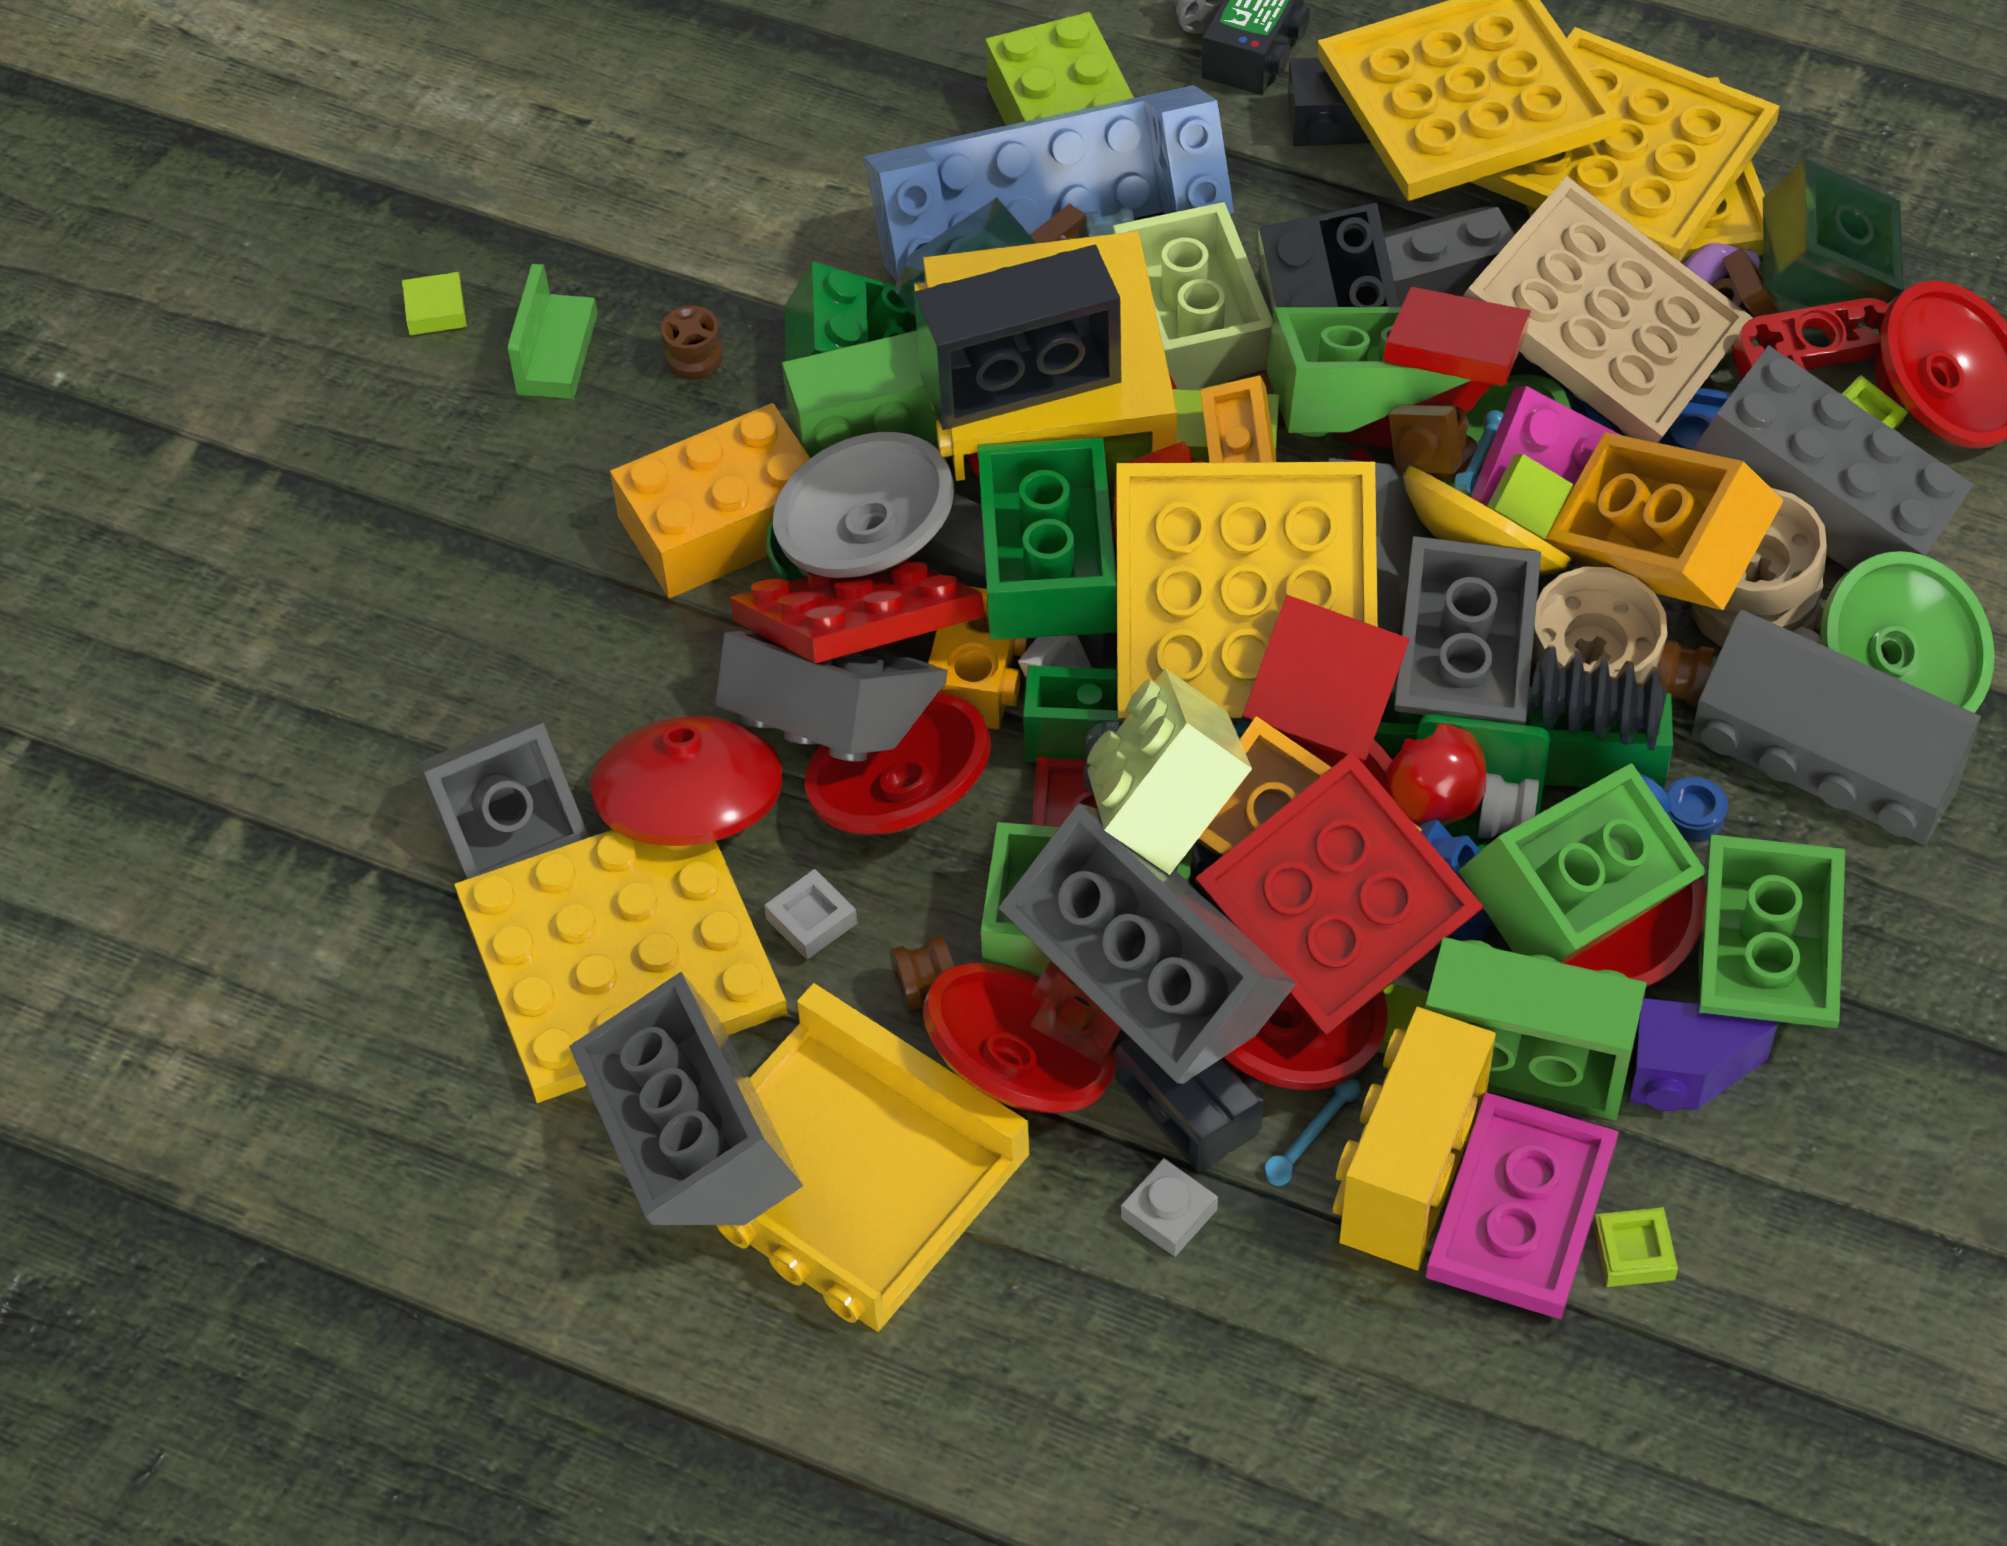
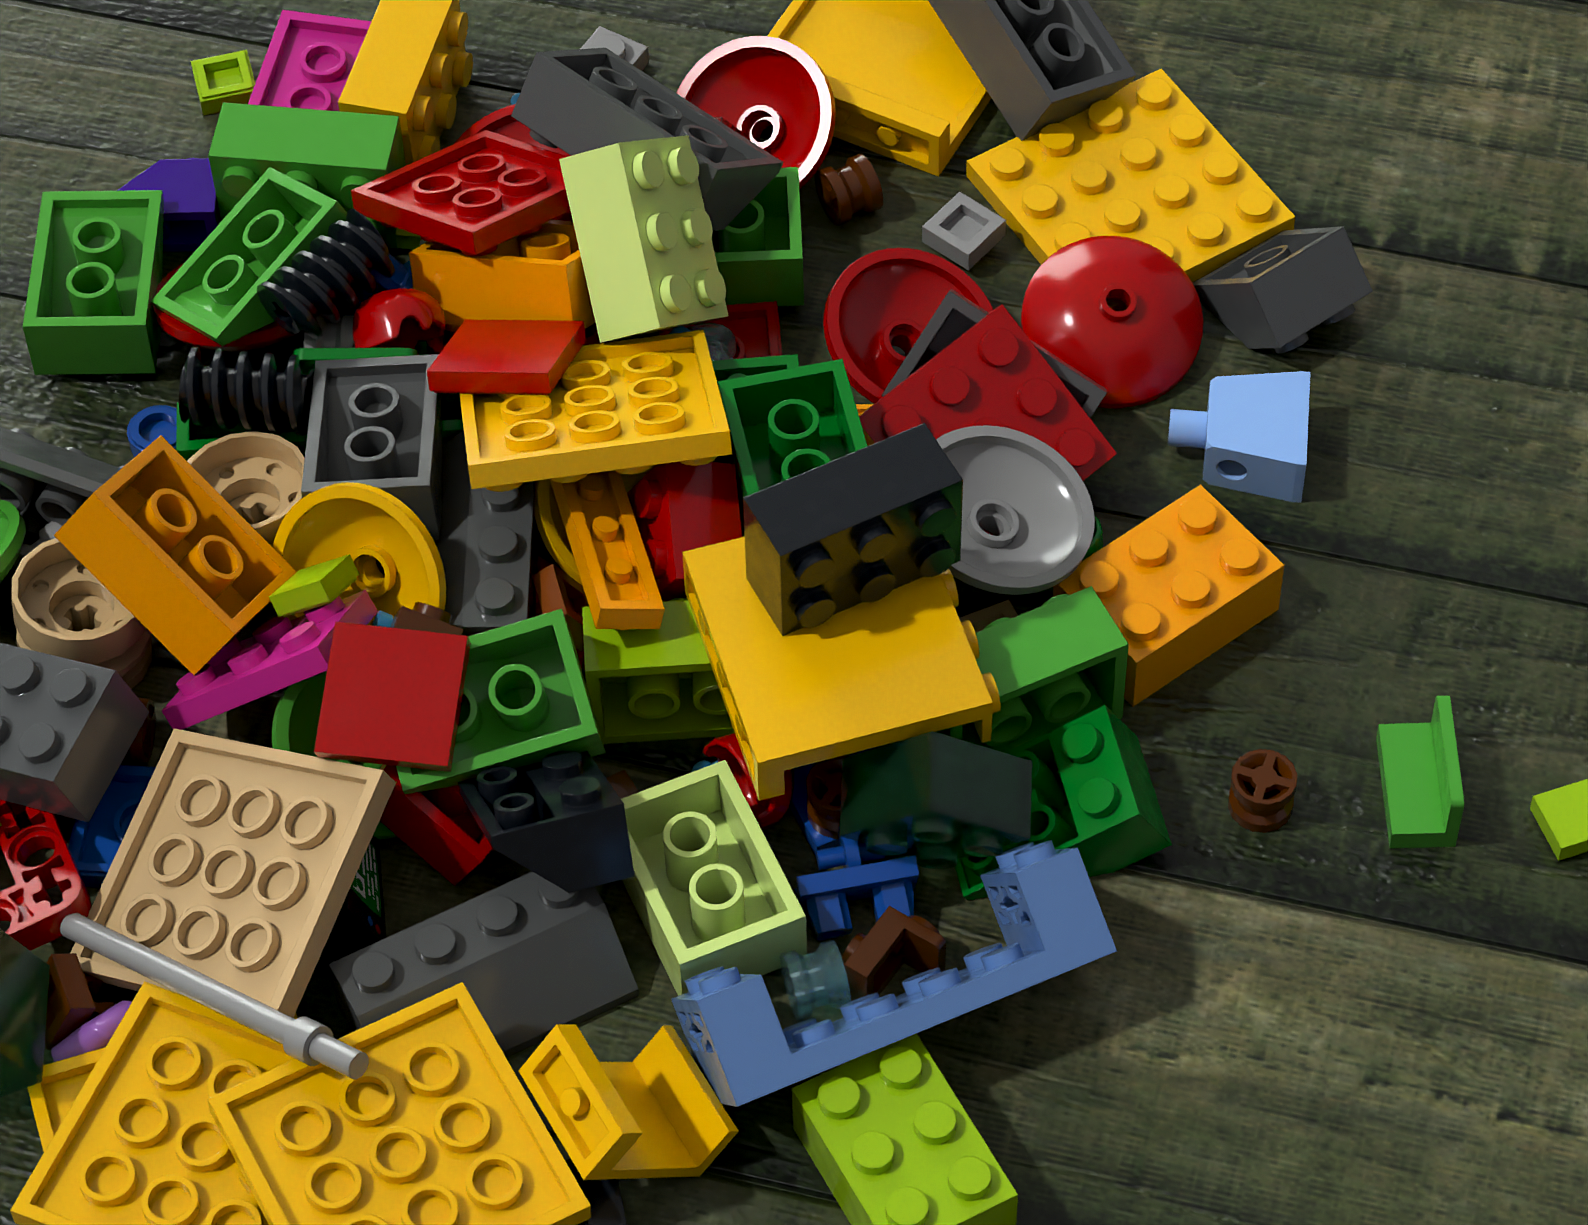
camera: 170 degrees right, 0 degrees up
(585, 649) = (1251, 433): none -> light blue torso
(1289, 134) = (628, 1116): none -> yellow panel
(1510, 784) = (327, 275): none -> black piece
(1541, 132) = (300, 1037): none -> light grey bar

